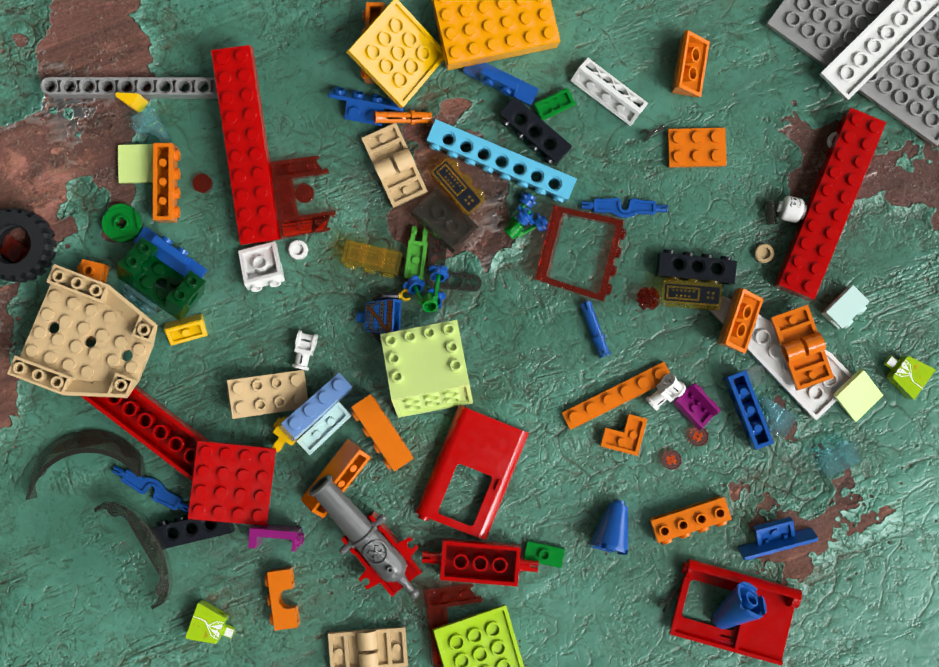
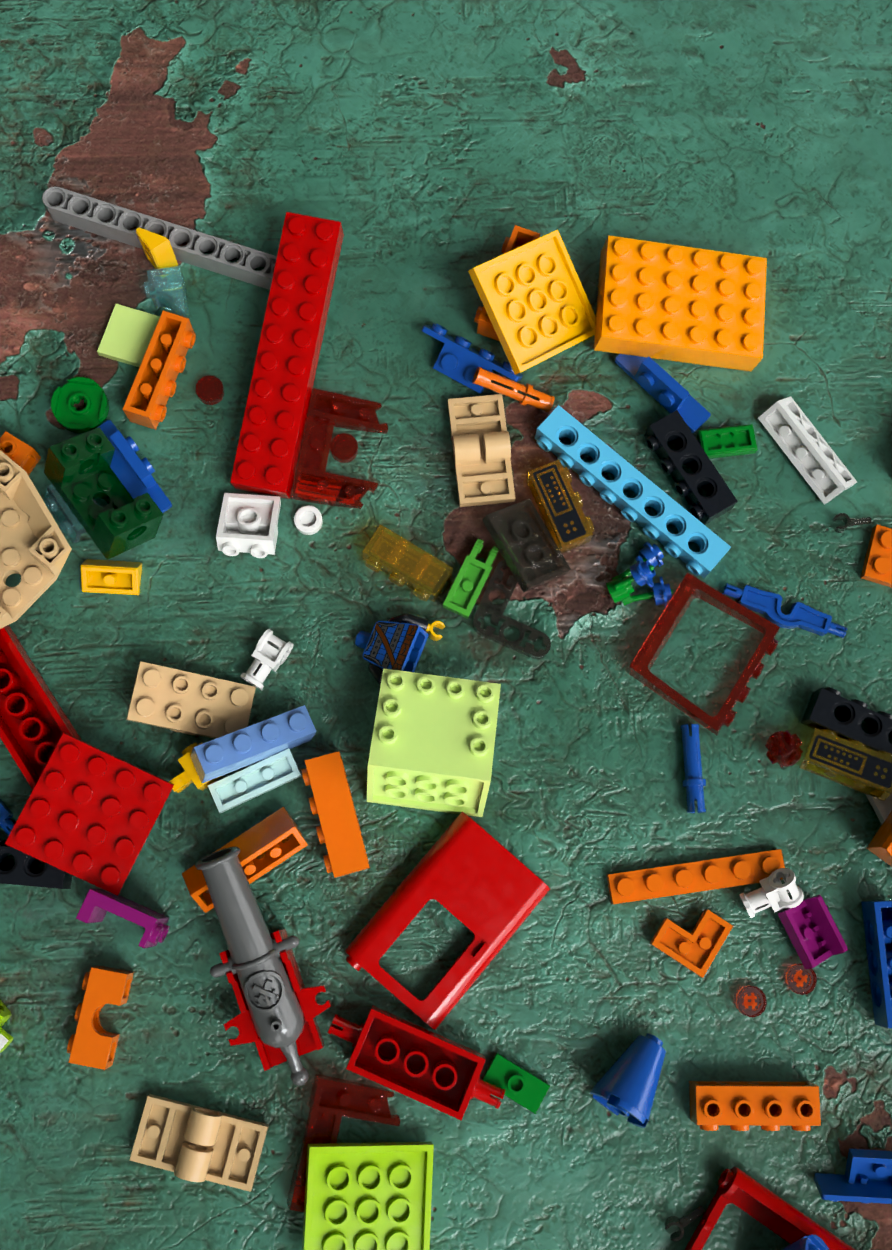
camera: 15 degrees right, 10 degrees down
(433, 299) = (472, 646): plant -> none

